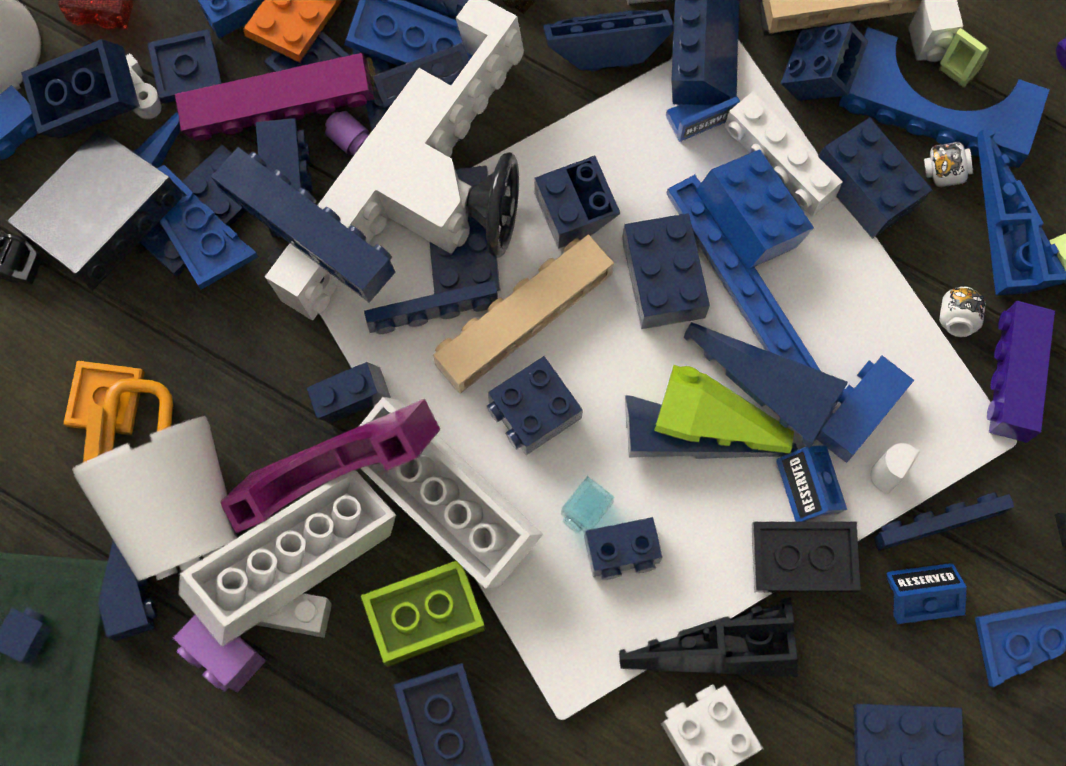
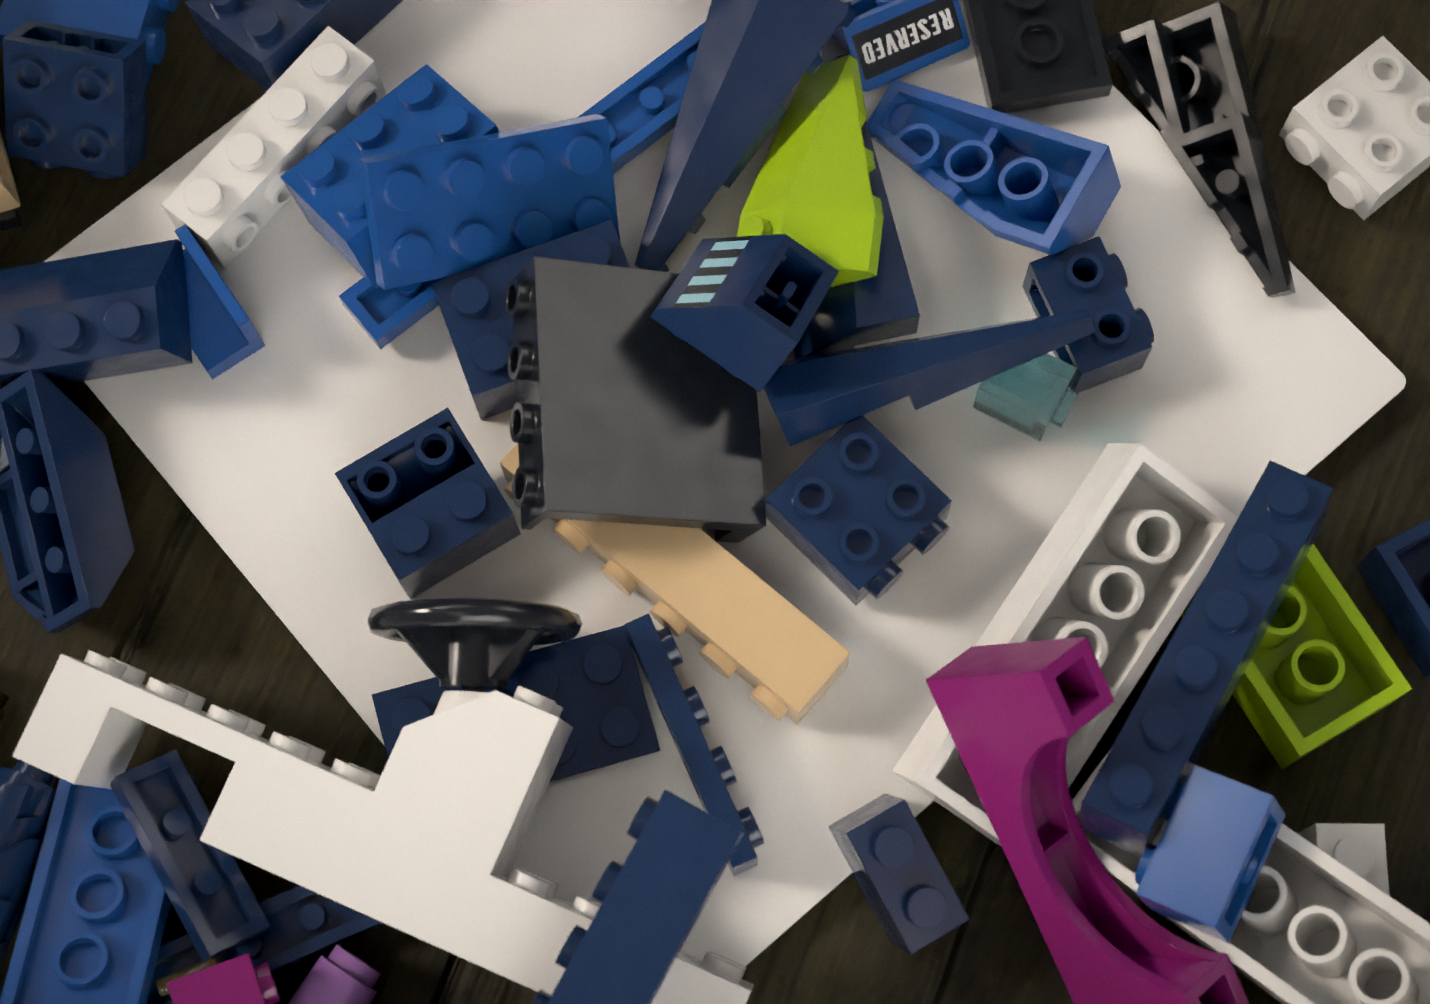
camera: 95 degrees left, 0 degrees up
(313, 521) = (1209, 852): none -> blue brick
(414, 548) = (1205, 659): none -> dark blue brick
(601, 402) = (842, 385): none -> dark blue wedge
(607, 300) = (621, 411): none -> black panel
(646, 354) = (746, 301): none -> dark blue slope
(704, 520) = (999, 168): none -> blue wedge
(729, 245) = (485, 197): none -> blue plate

